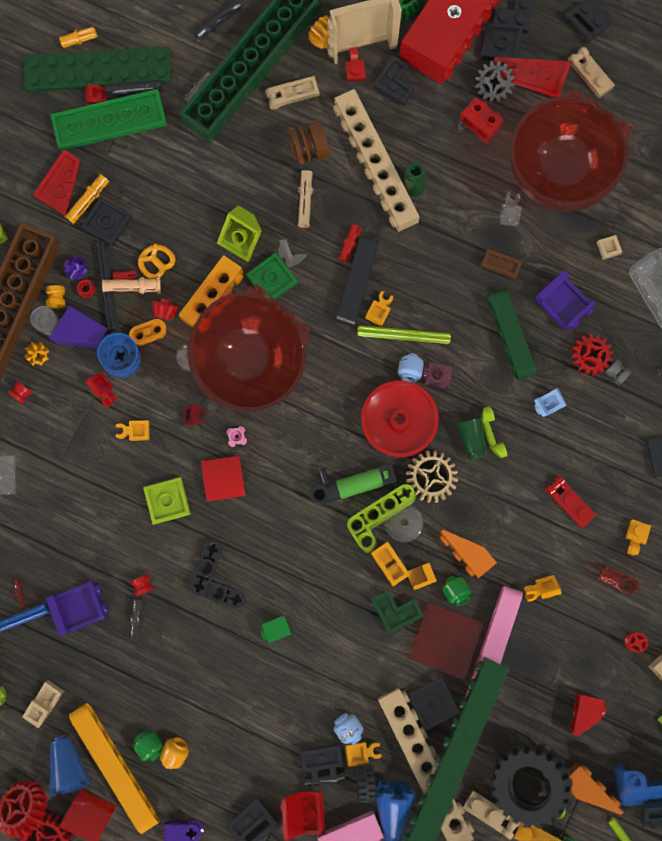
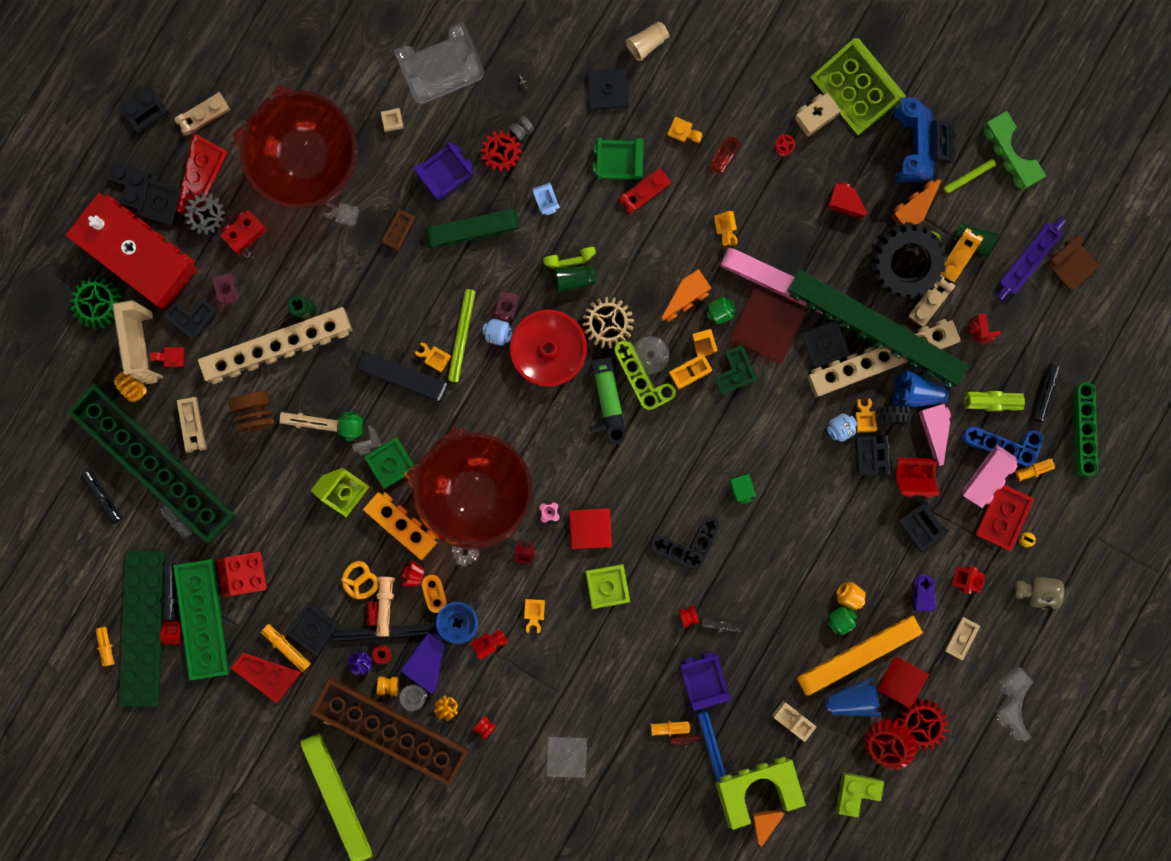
camera: 85 degrees left, 5 degrees up
(29, 576) = (670, 728): none -> light orange axle
(154, 152) = (241, 574): none -> red bracket
(304, 237) = (350, 426): none -> green head
(350, 243) = (361, 380): red pin -> none
(430, 103) = (220, 282): none -> clear pink brick
(599, 472) = (619, 159): none -> green panel

